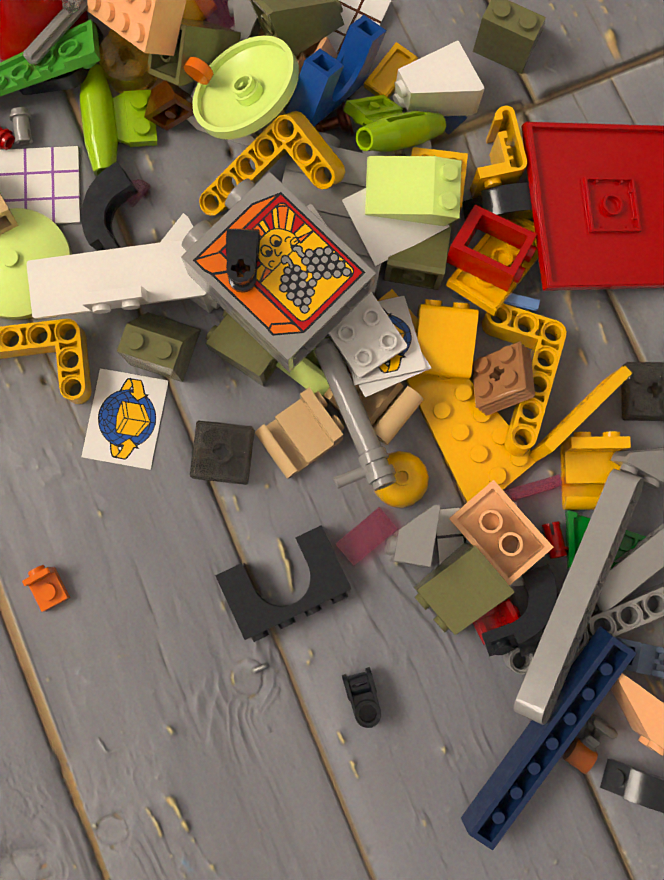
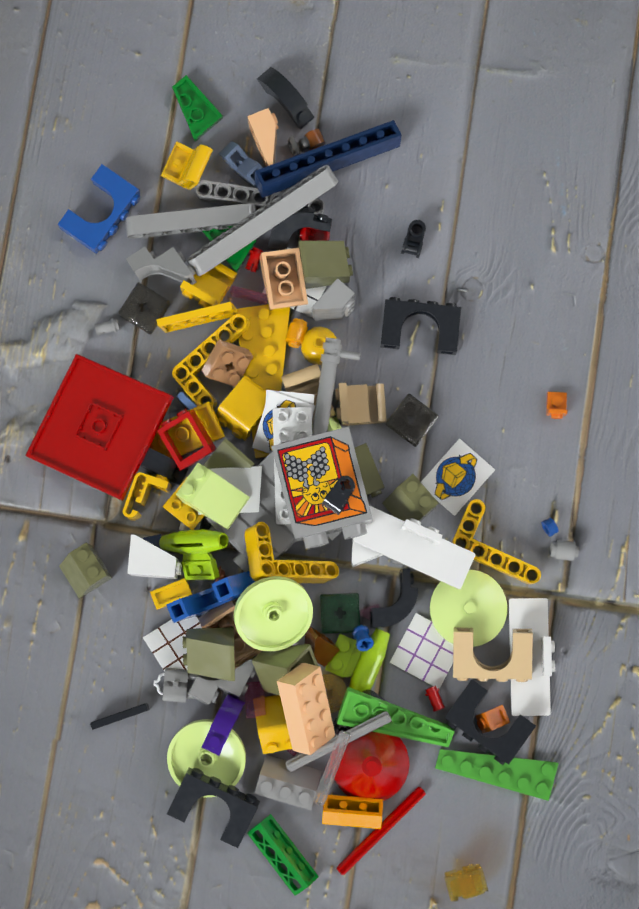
camera: 145 degrees left, 0 degrees up
(21, 125) = (416, 693): light grey pin -> none
(122, 144) = (361, 634): none -> blue bush
(176, 148) = (330, 603): none -> clear green brick
(198, 70) = (293, 643): orange tile -> none
(366, 536) = (358, 325): clear pink tile -> none
(440, 476) = (296, 332): none -> light orange brick

